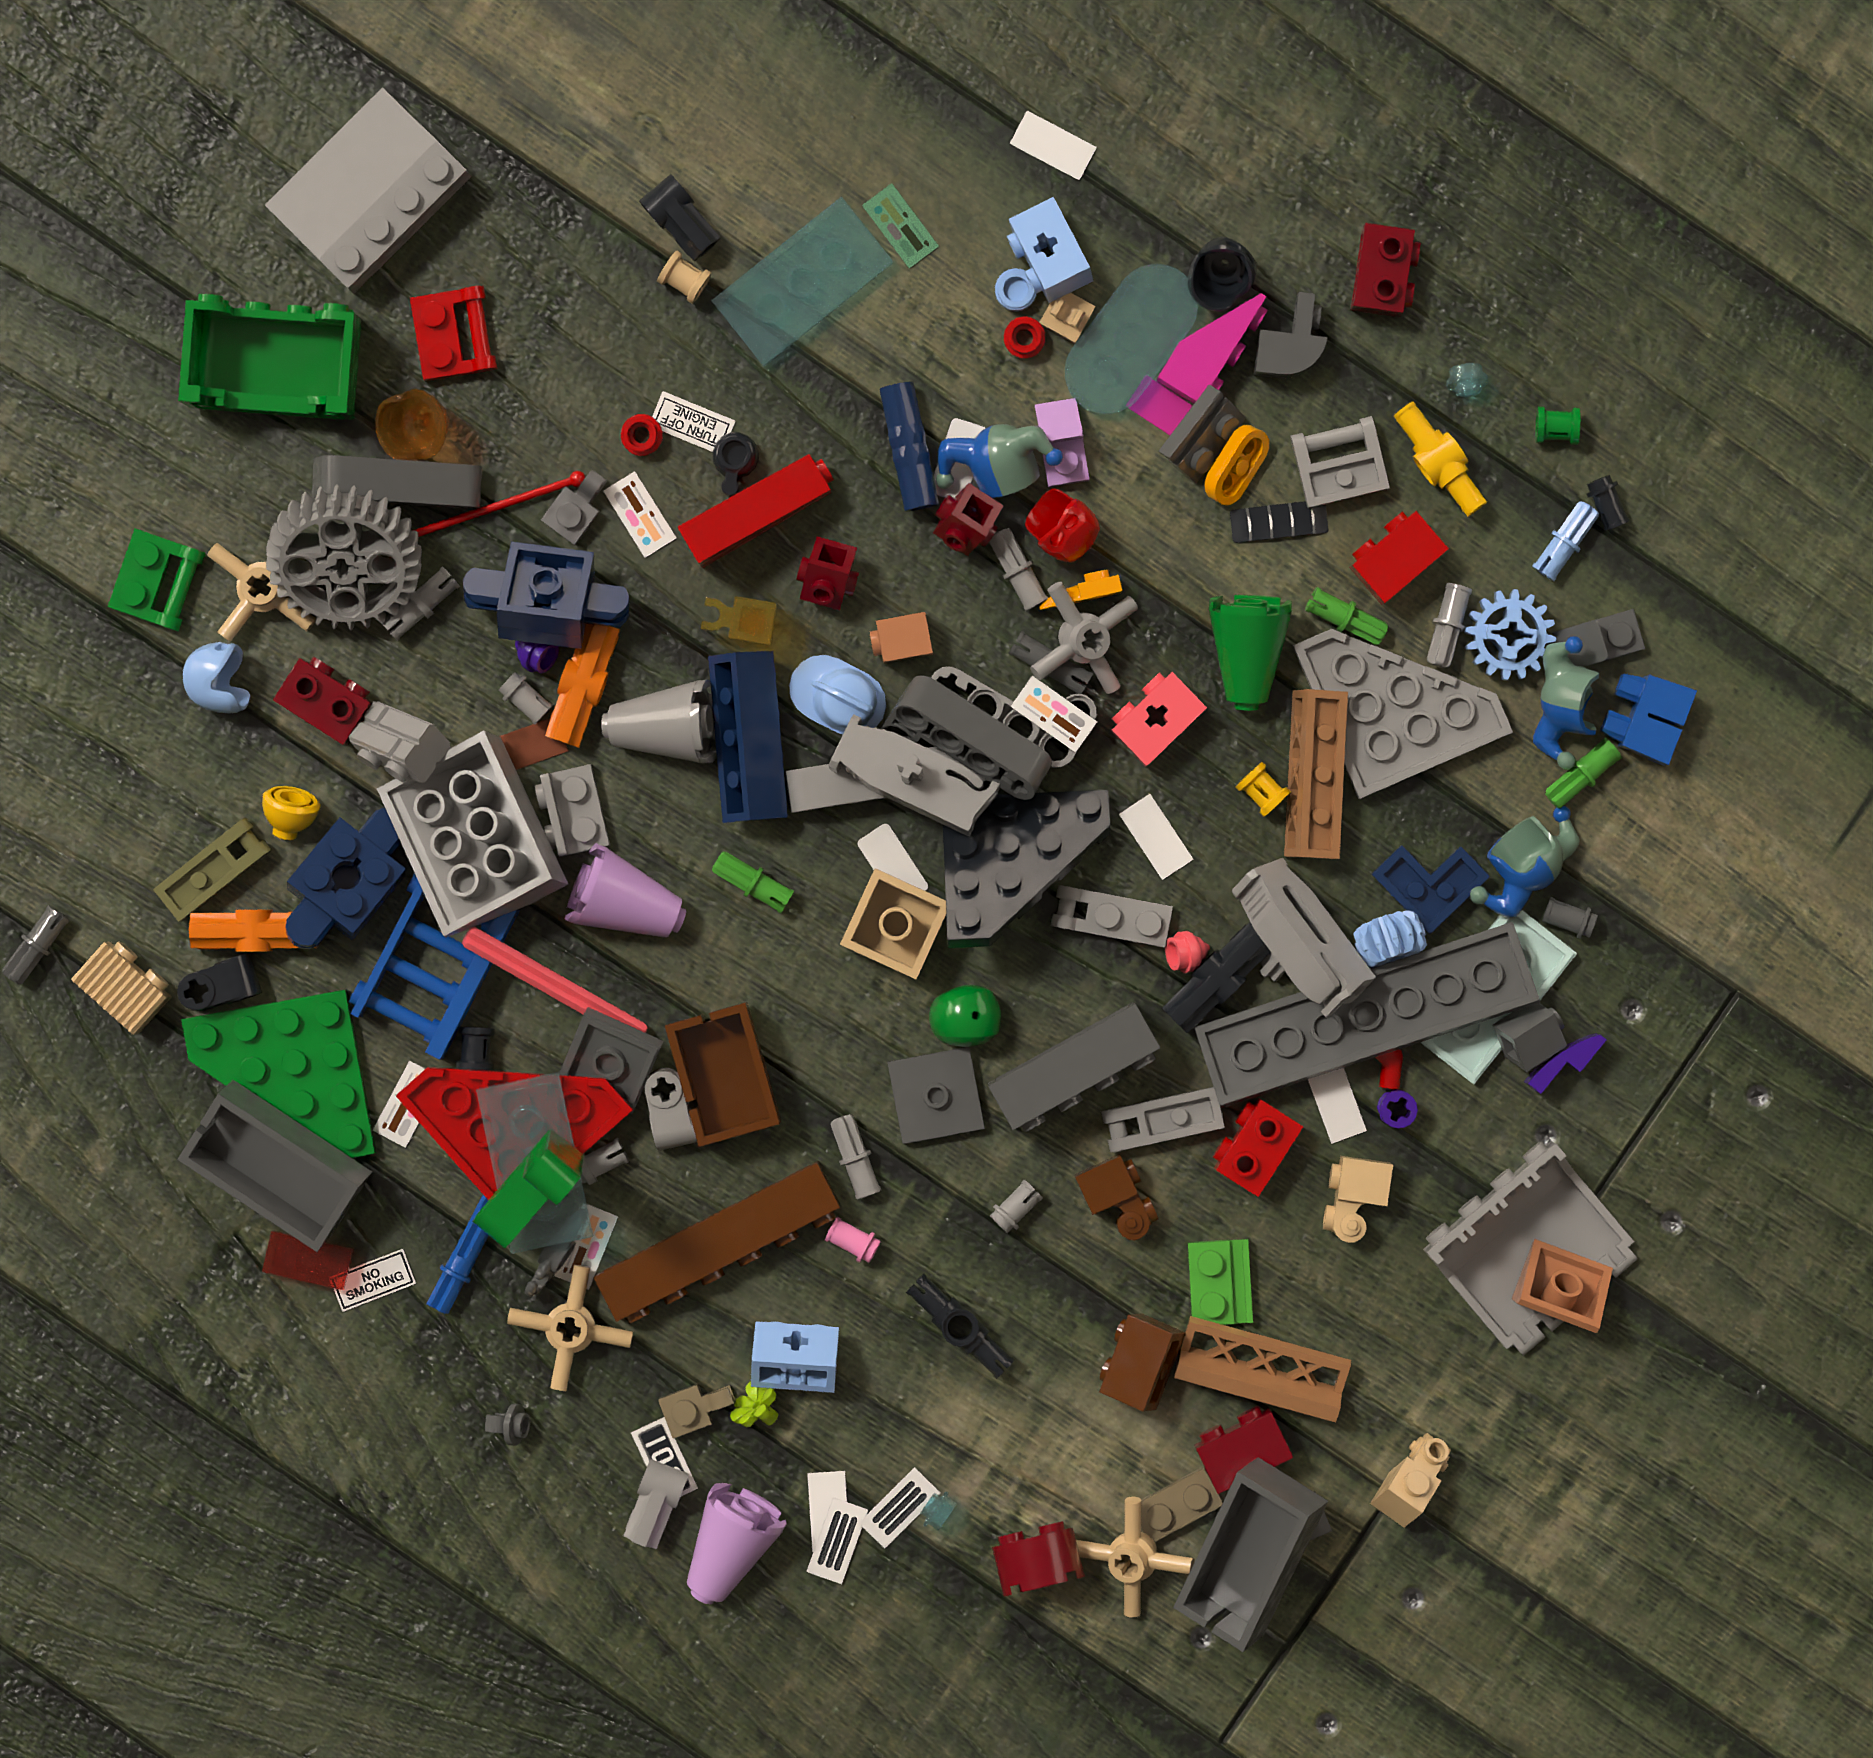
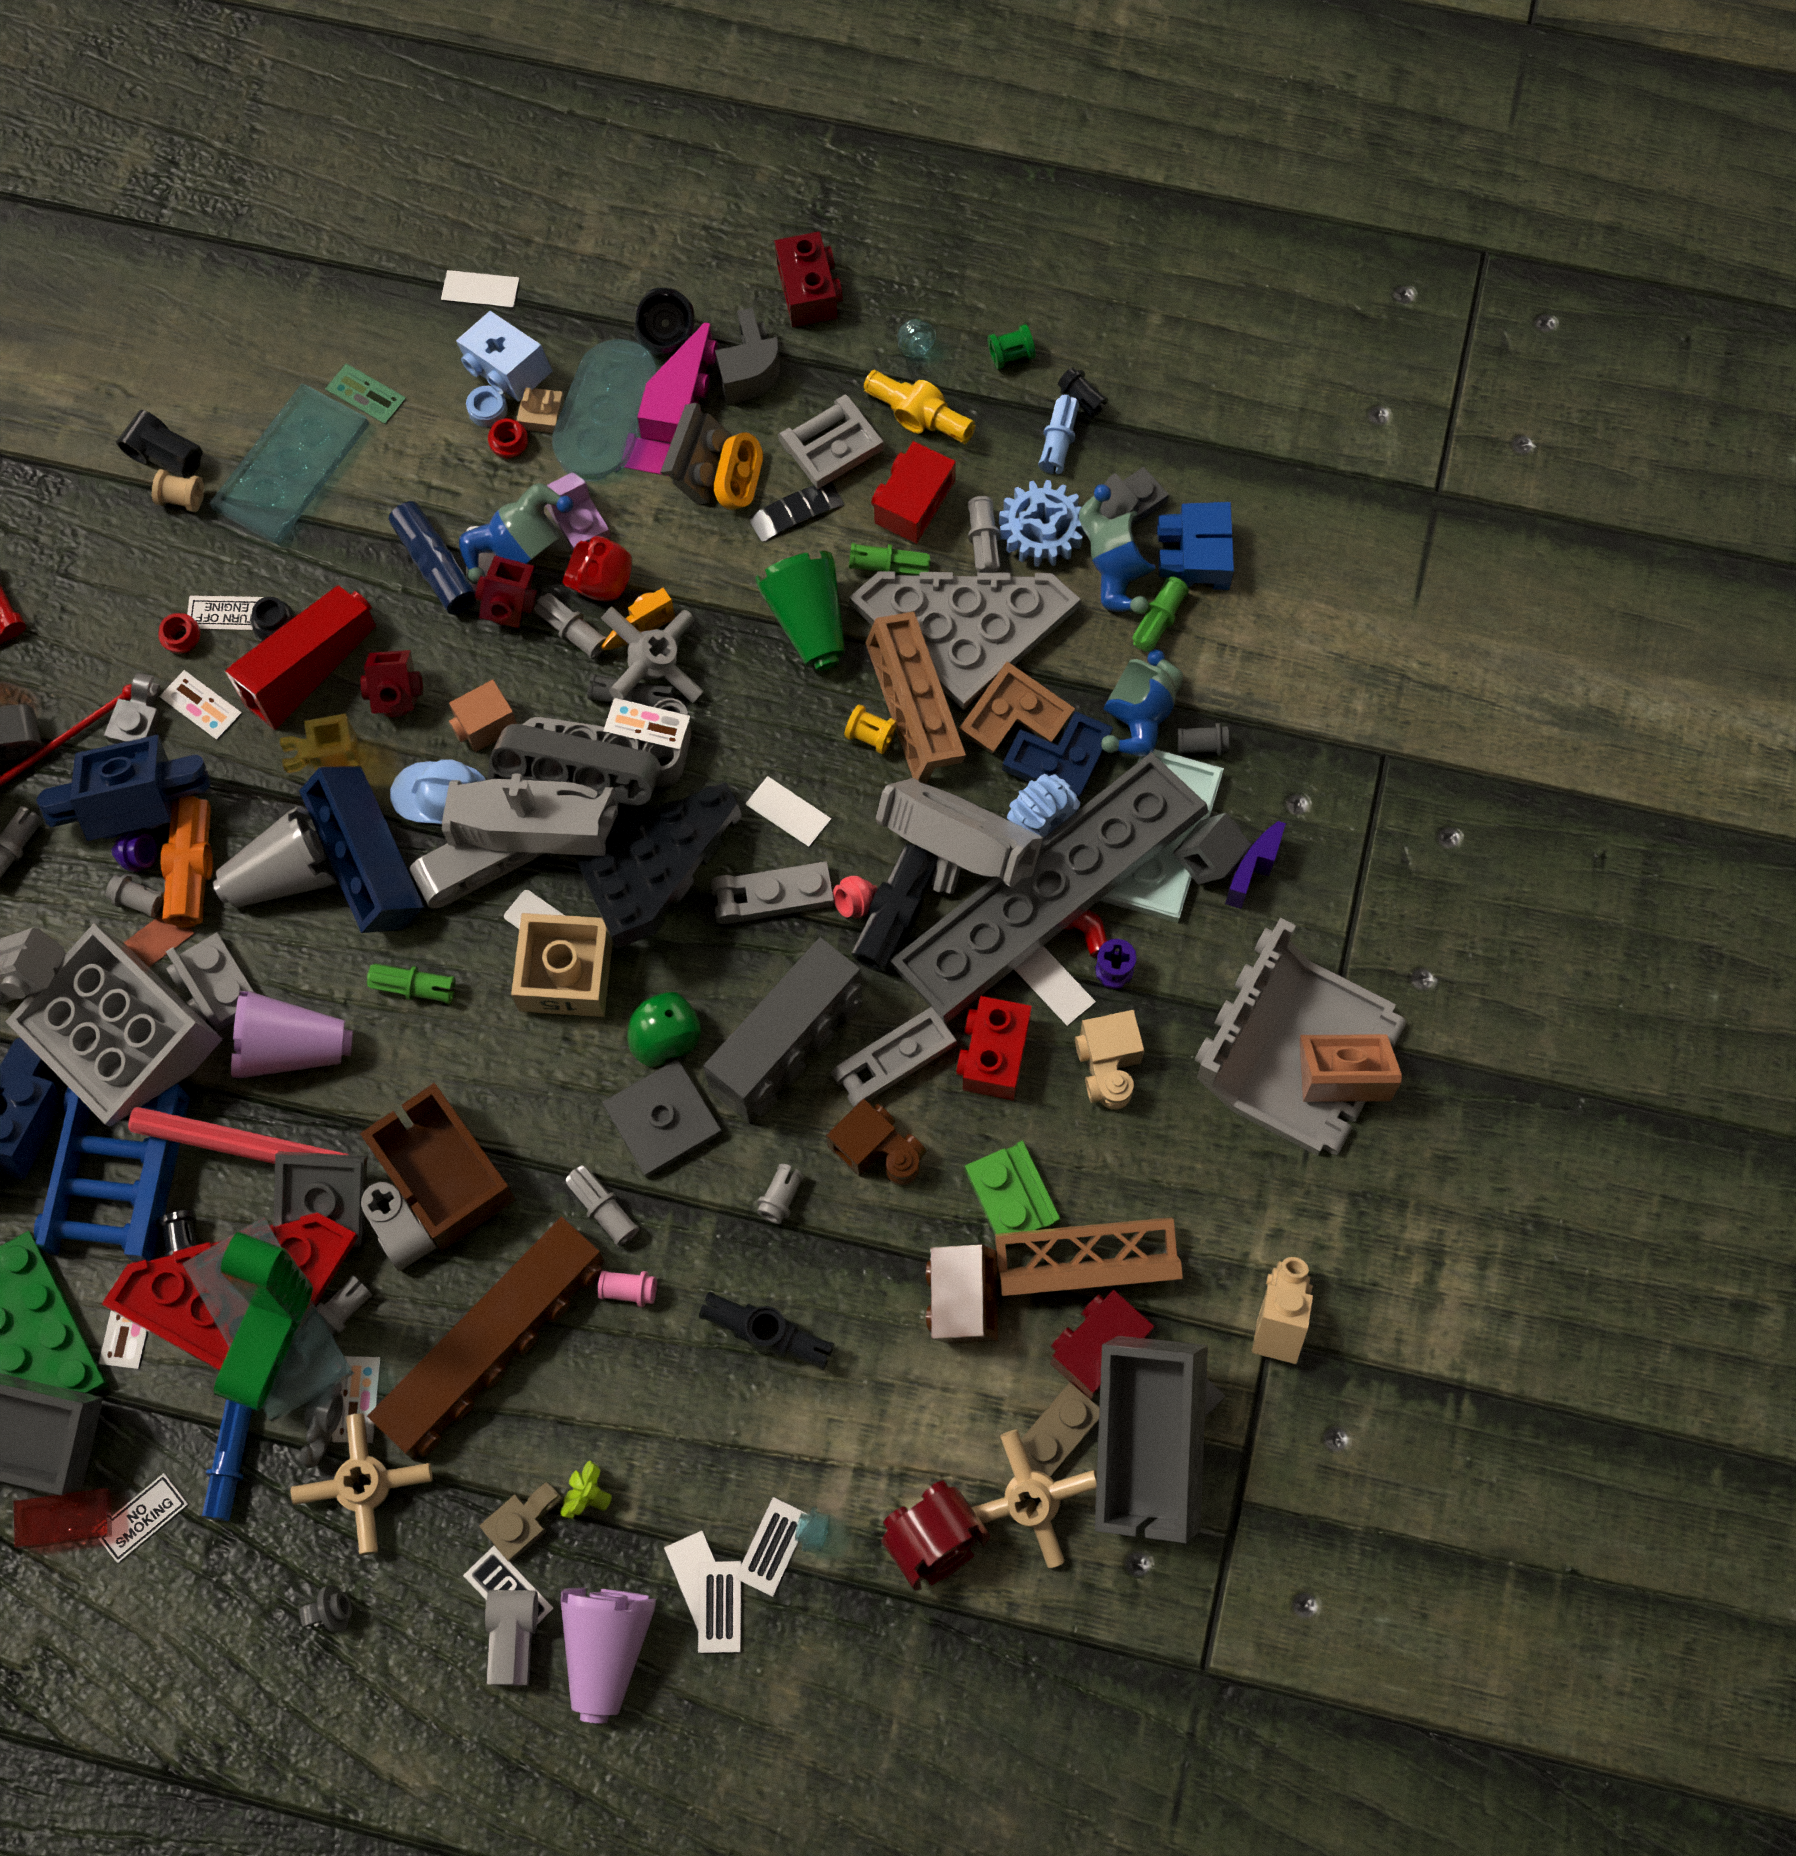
camera: 20 degrees left, 20 degrees down
(794, 1356) = (605, 1422): light blue brick -> none
(1181, 710) = (748, 702): coral brick -> none
(1405, 811) = (1010, 699): none -> medium nougat plate

